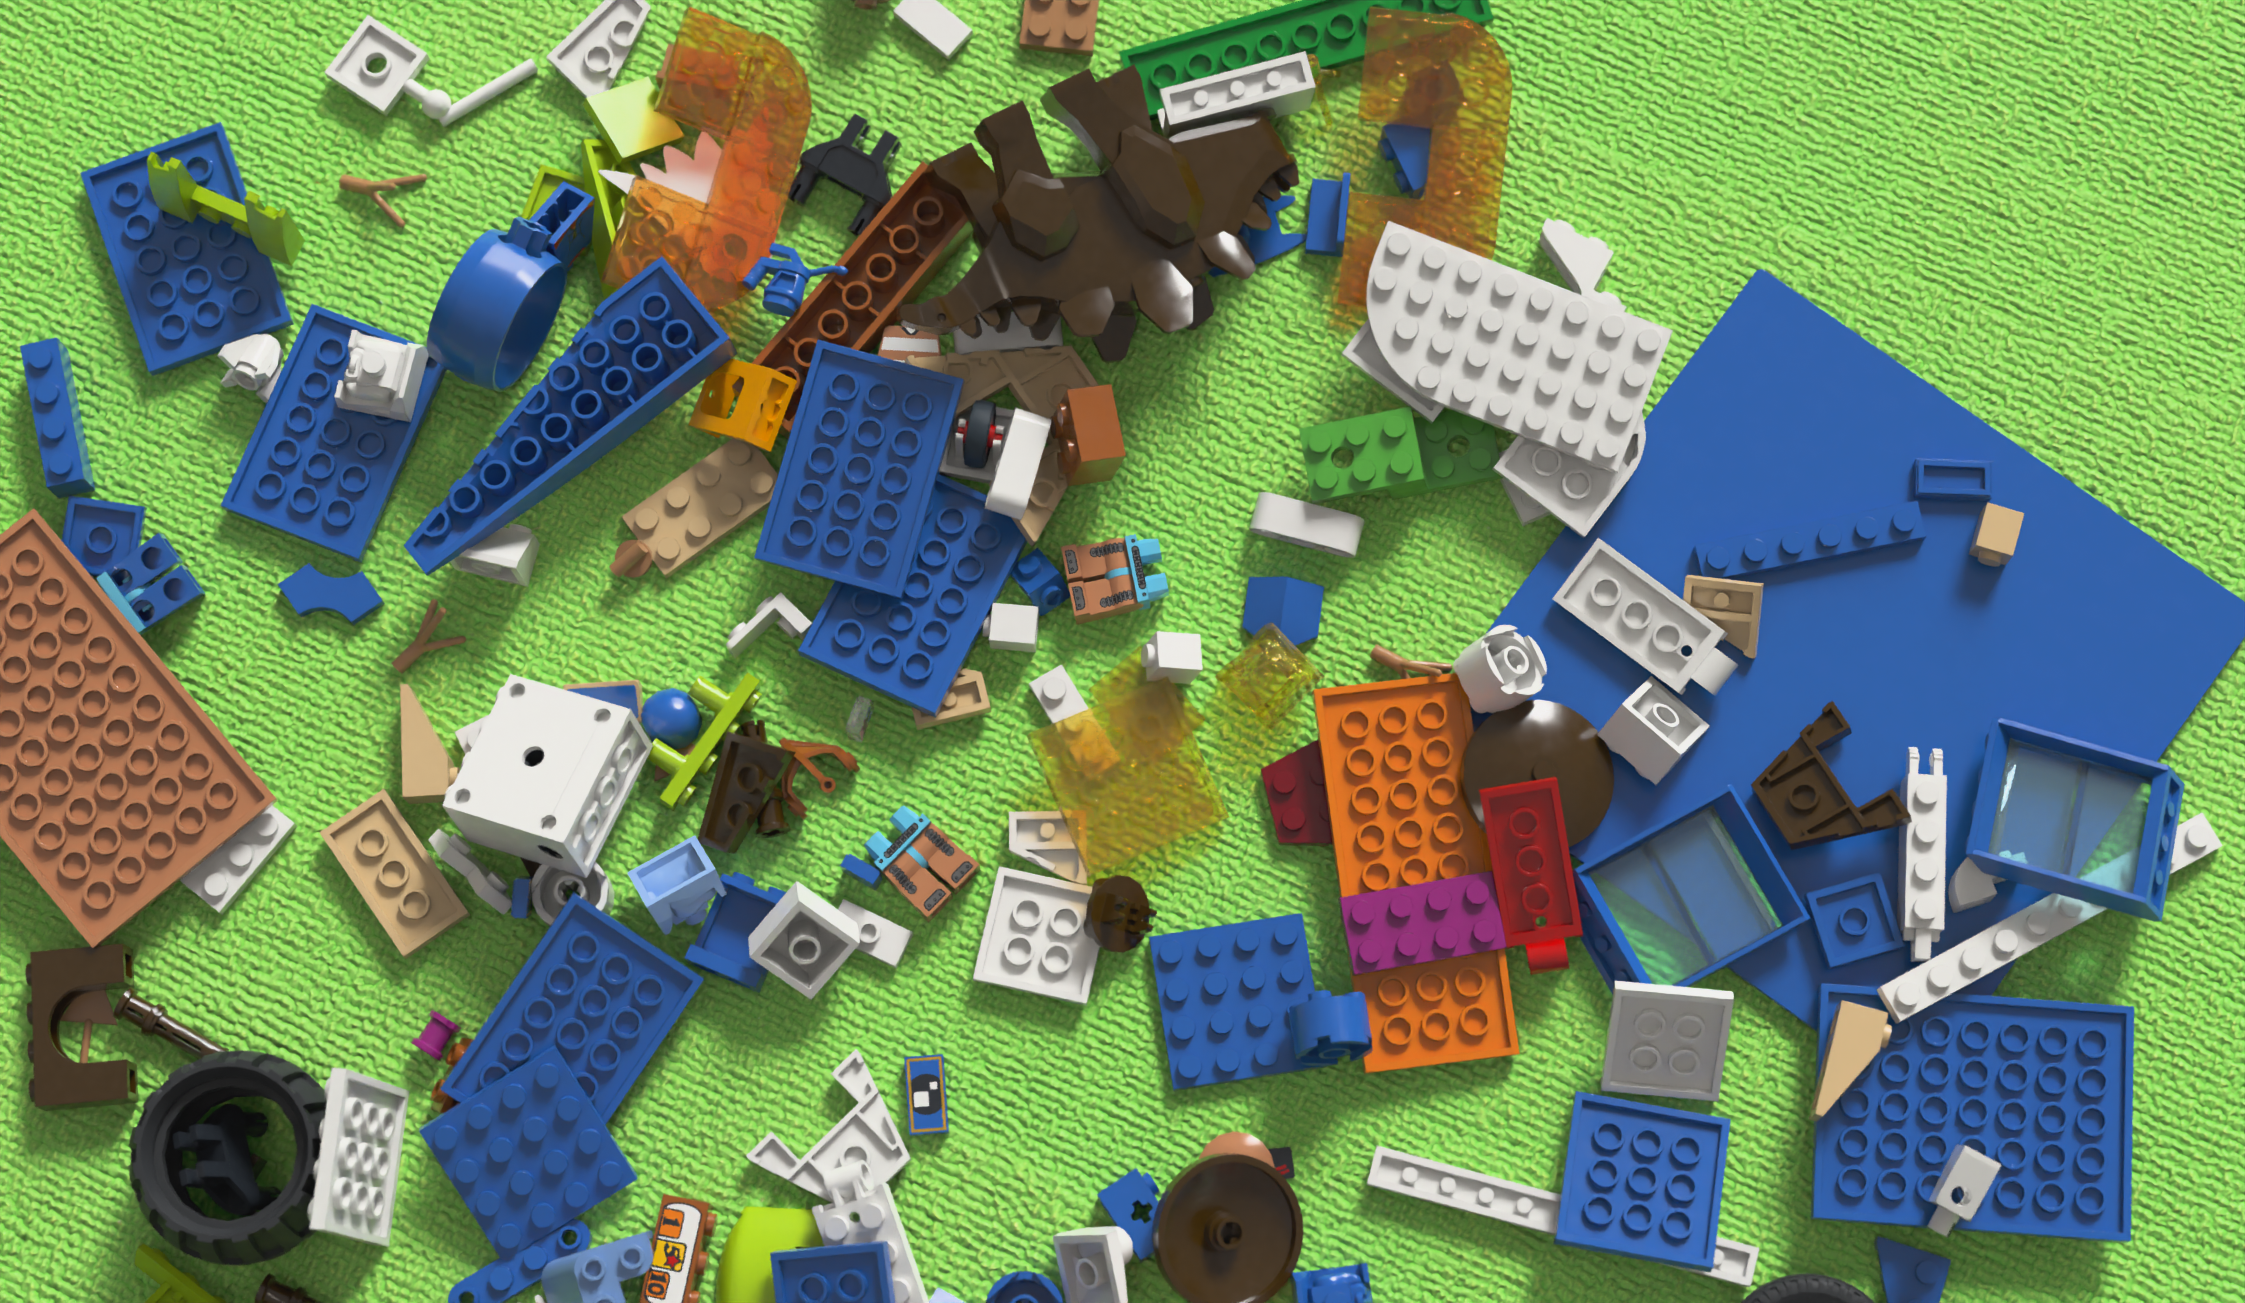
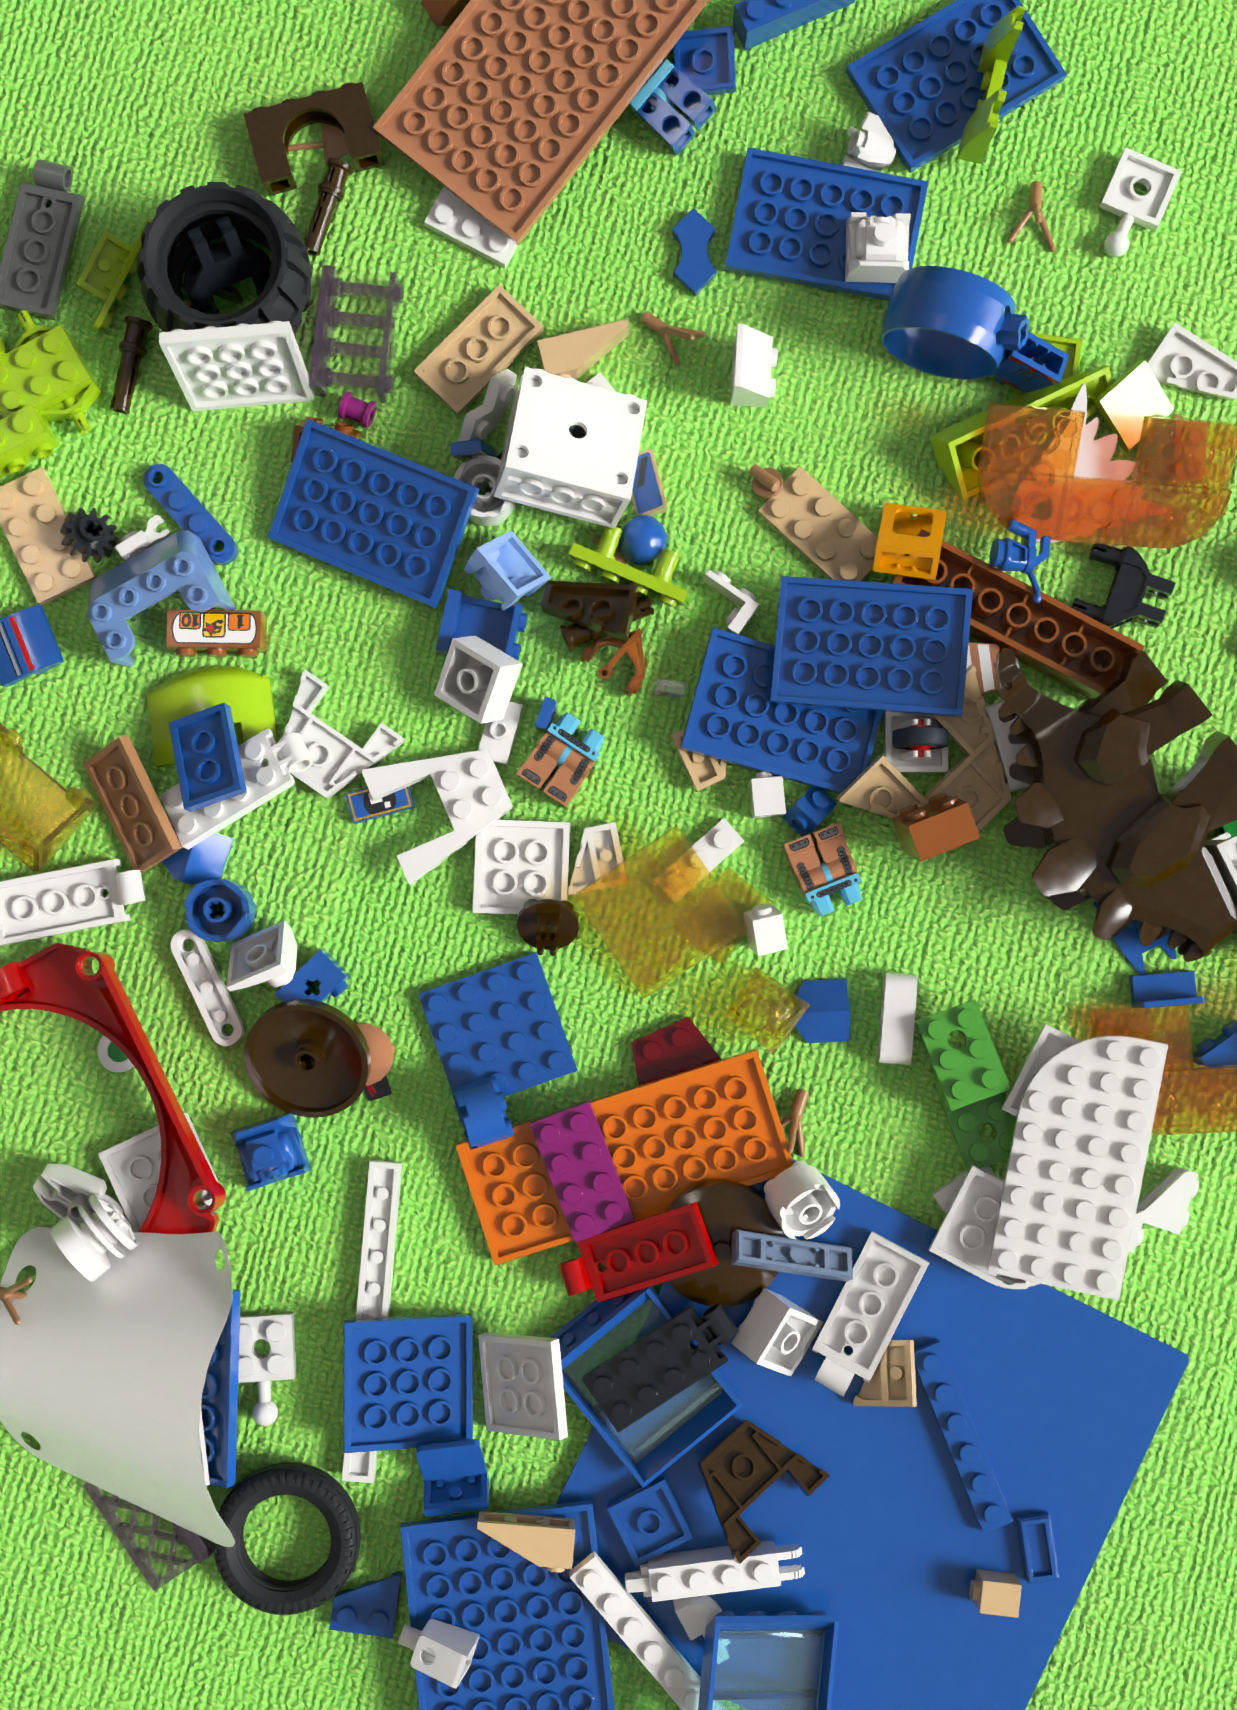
camera: 75 degrees right, 10 degrees up
(349, 1057) = (329, 317): none -> fence
(489, 91) = (1135, 285): white bar -> none
(528, 1153) = (274, 499): blue plate -> none
(616, 376) = (911, 433): blue wedge -> none
(938, 980) = (469, 793): none -> white wing
(1018, 463) = (900, 774): white beam -> none
(1563, 693) = (791, 1256): none -> sand blue plate
(1667, 872) = (660, 1364): none -> black hinge
(1764, 1146) = (453, 1477): none -> blue bracket

